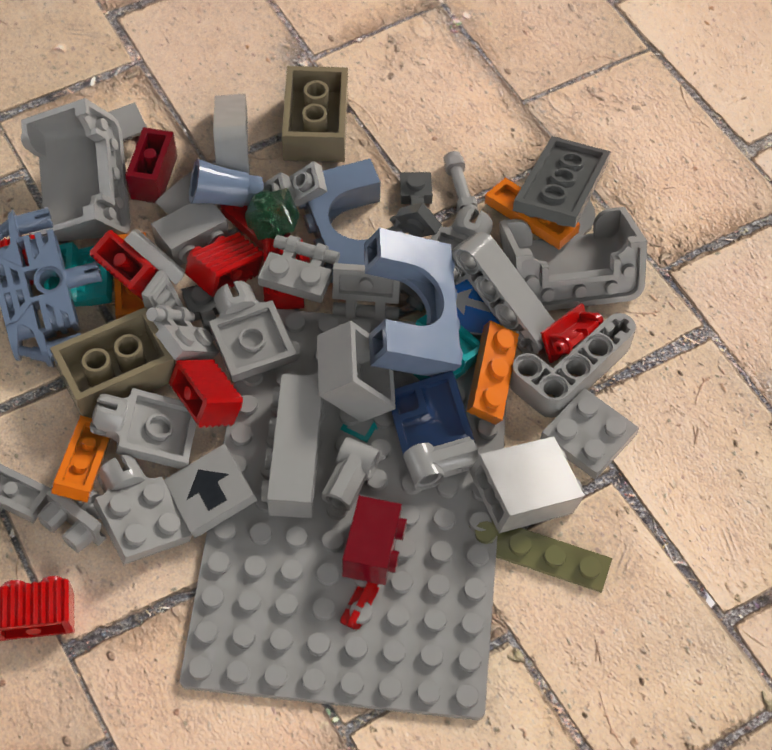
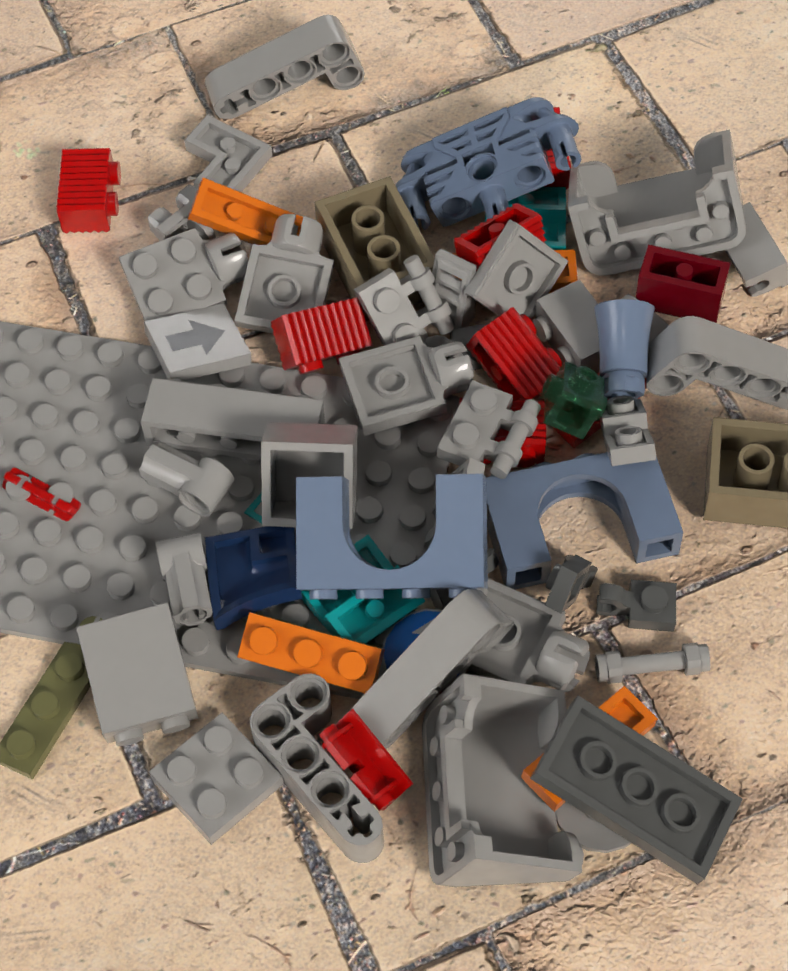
camera: 100 degrees right, 0 degrees up
(372, 540) = (89, 491): dark red brick -> none

